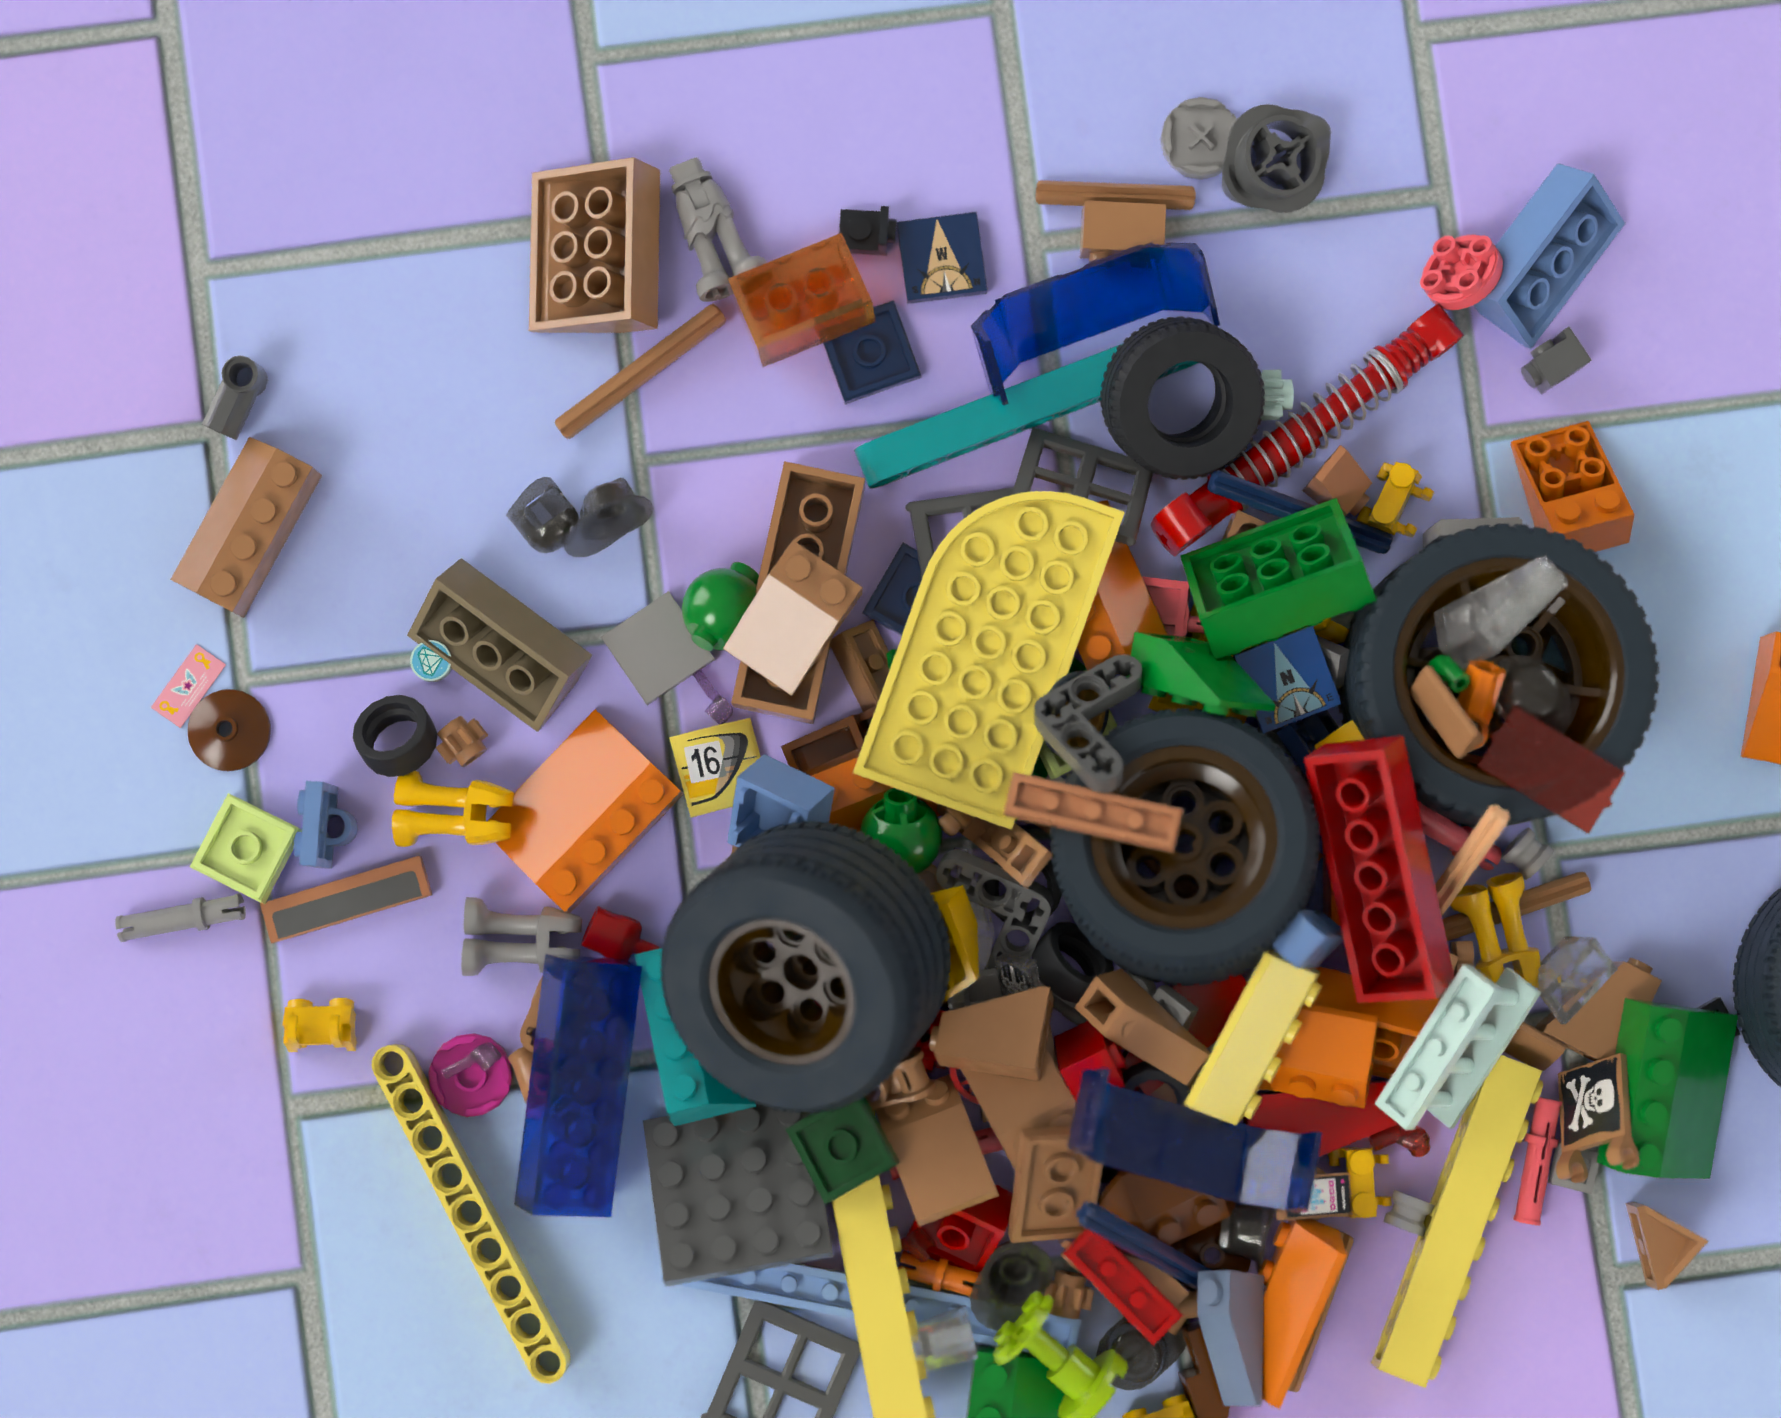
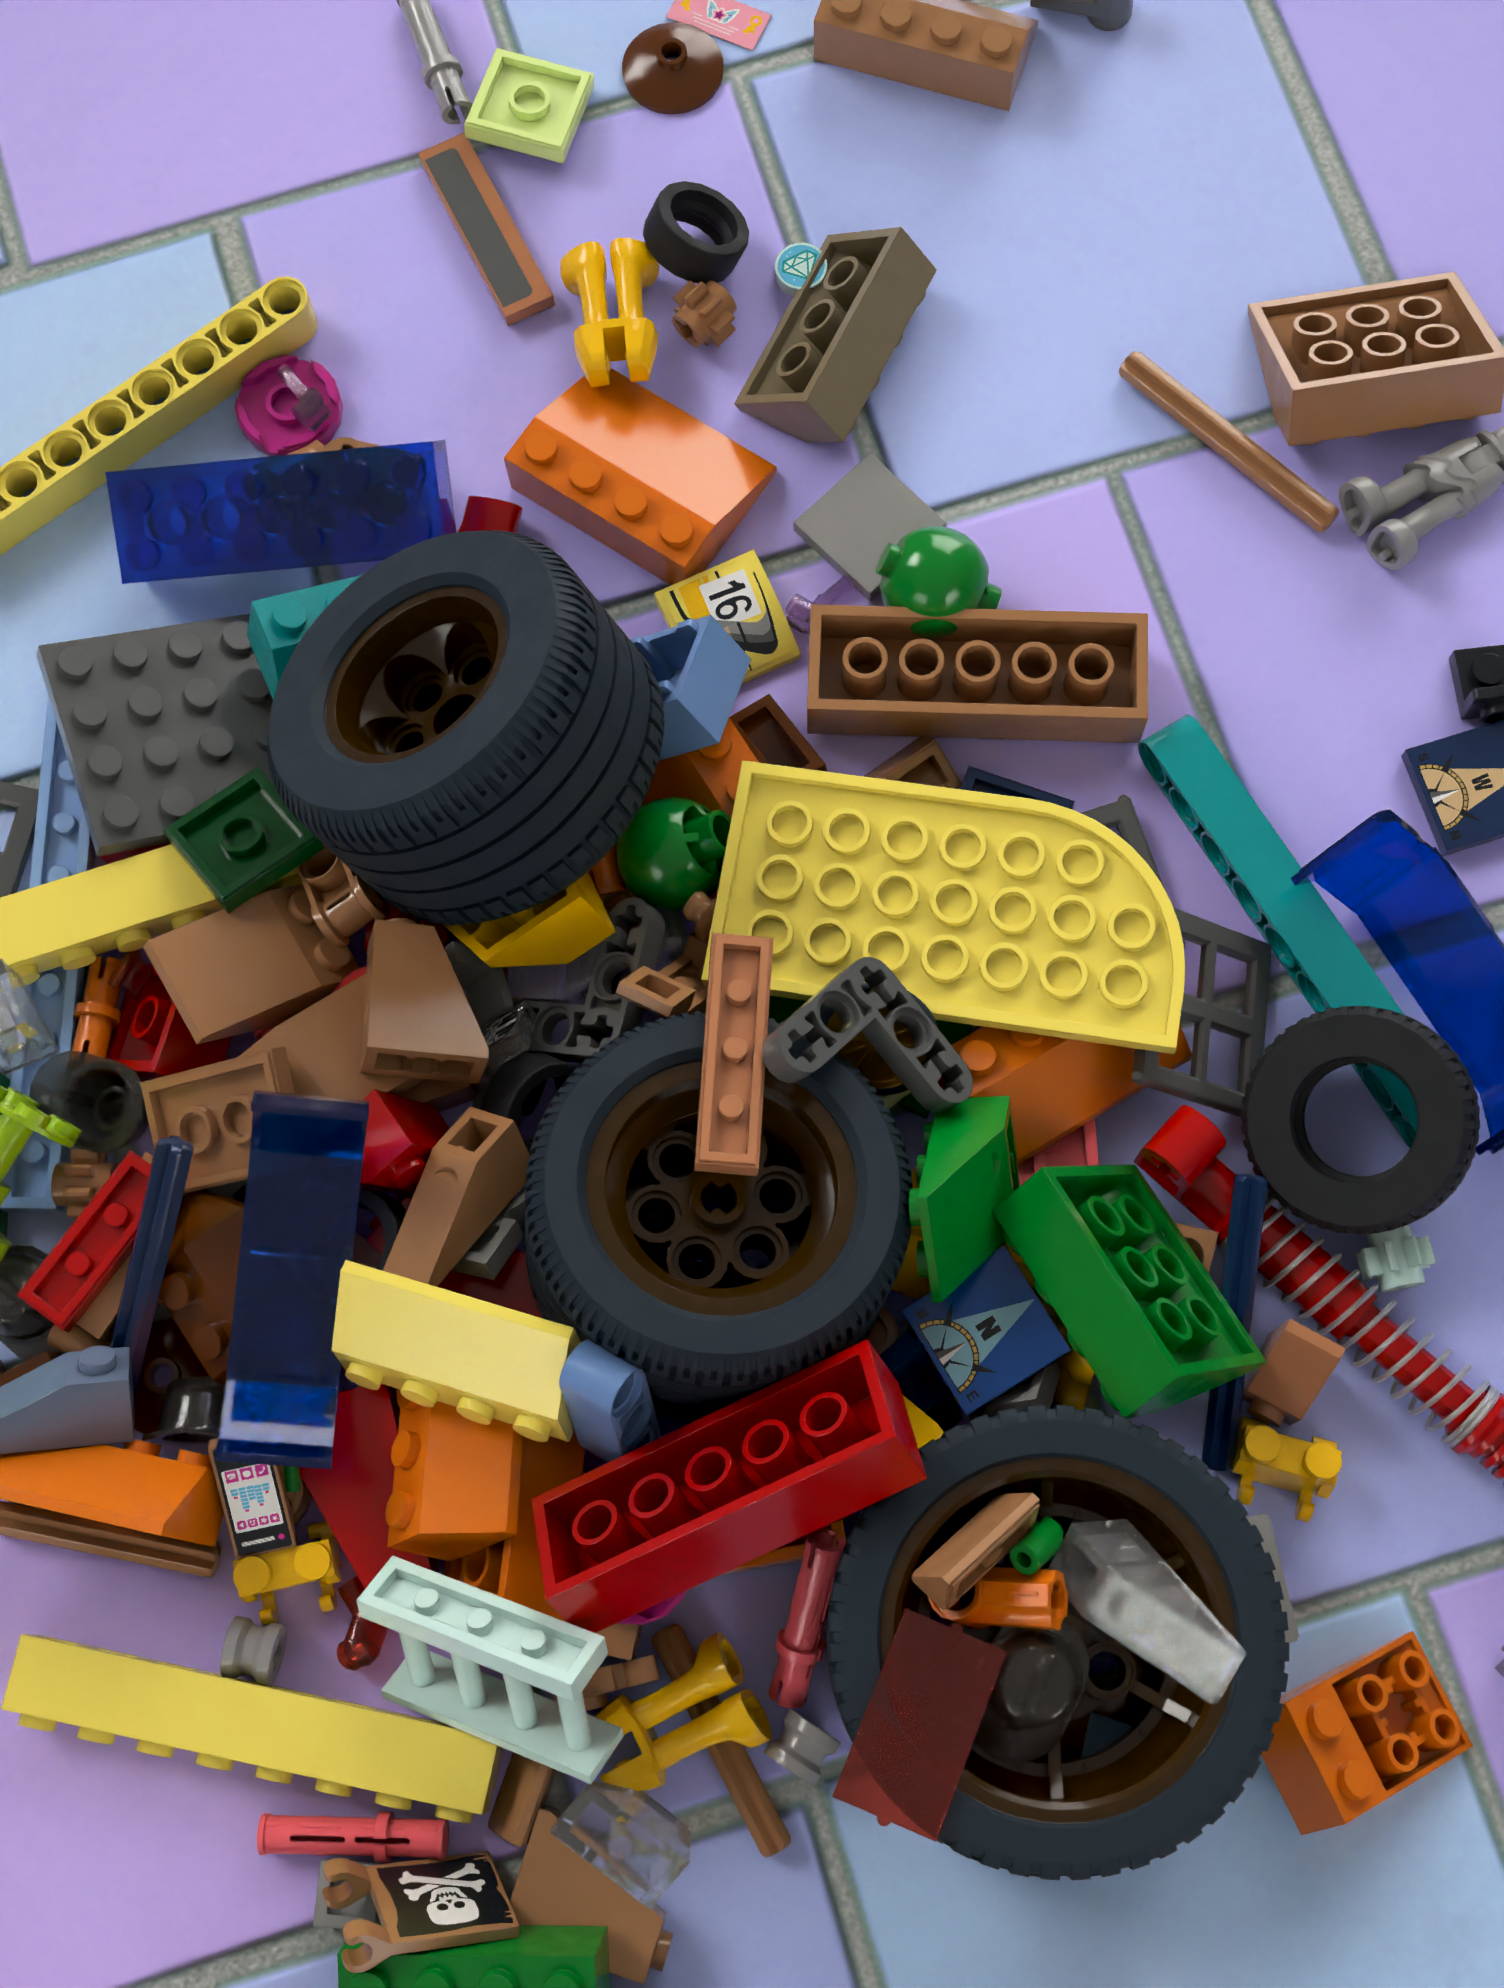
camera: 90 degrees right, 10 degrees down
(318, 806) = (568, 161): medium blue plate -> none
(319, 1024) = (323, 221): yellow piece -> none
(481, 921) = (484, 371): light grey piece -> none
(545, 519) = (1001, 364): clear smoke helmet -> none
(605, 517) = (1022, 426): clear smoke piece -> none
(793, 617) = (940, 653): slope -> none
(802, 299) = (1371, 606): clear orange brick -> none
(873, 356) = (1323, 718): dark blue tile -> none
(1470, 855) = (761, 1627): light nougat axle -> none

